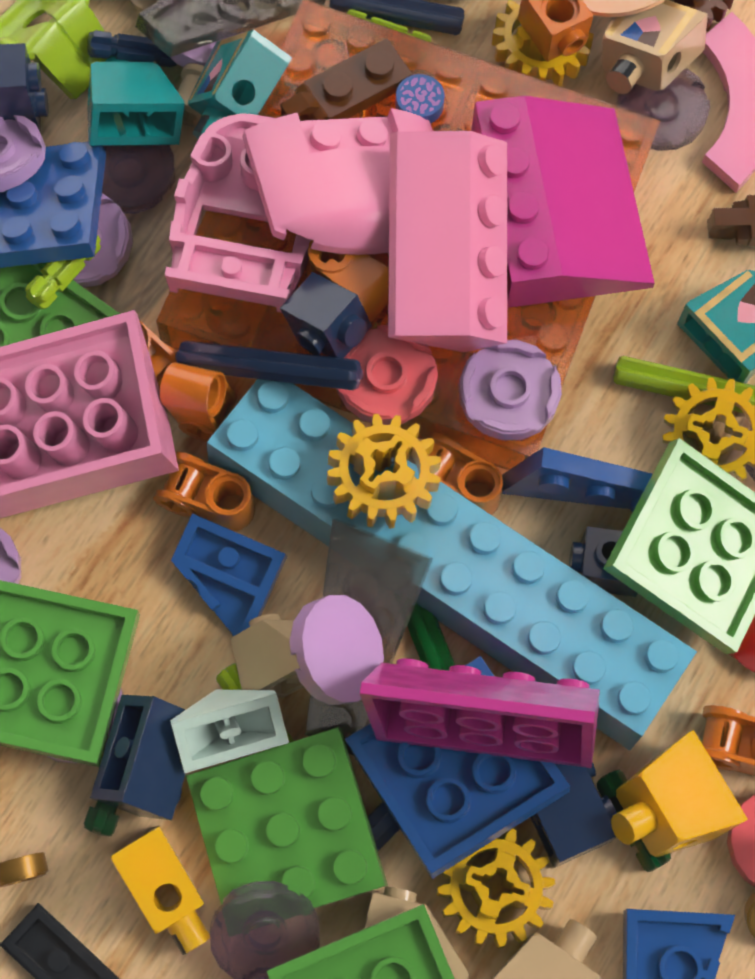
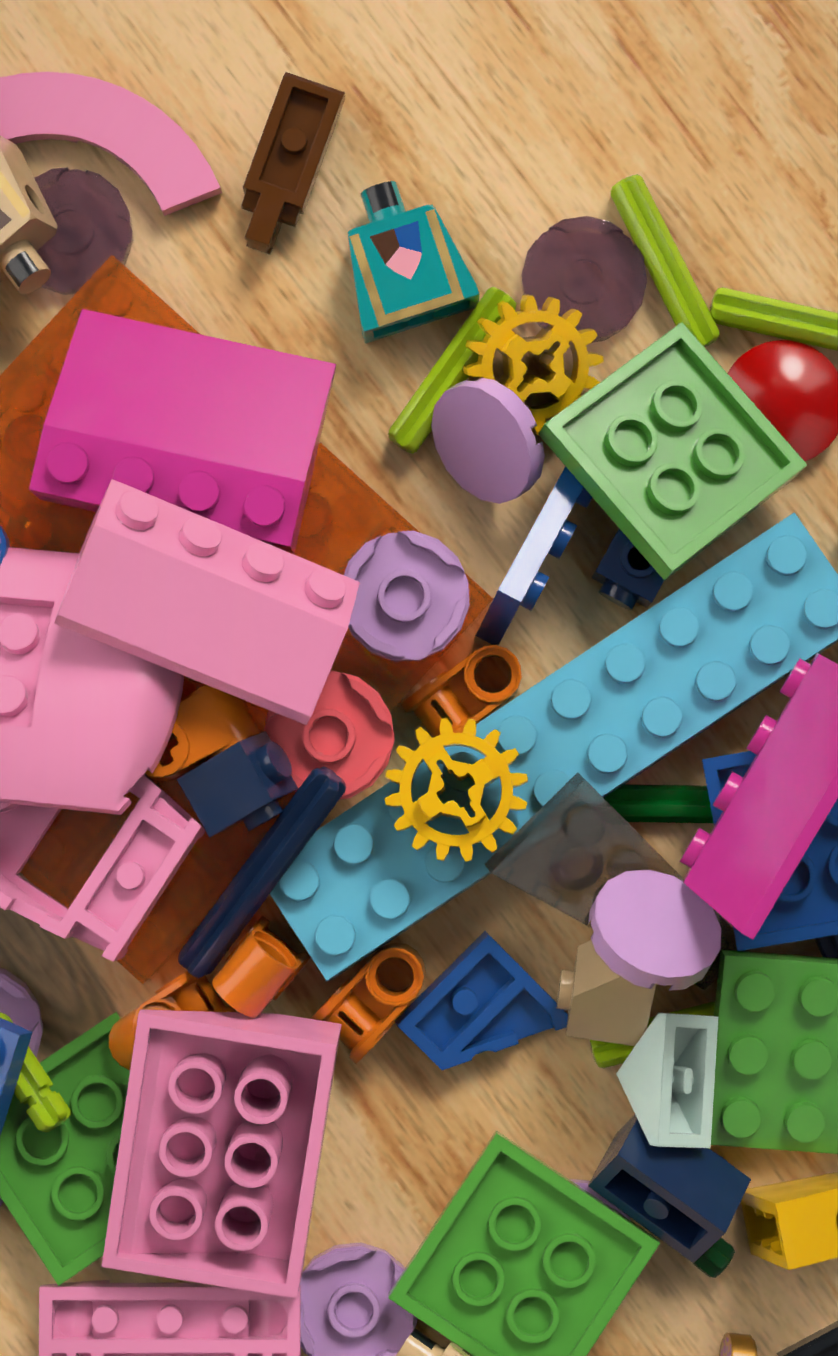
camera: 65 degrees left, 15 degrees up
(647, 416) = (487, 440): none -> lavender tile

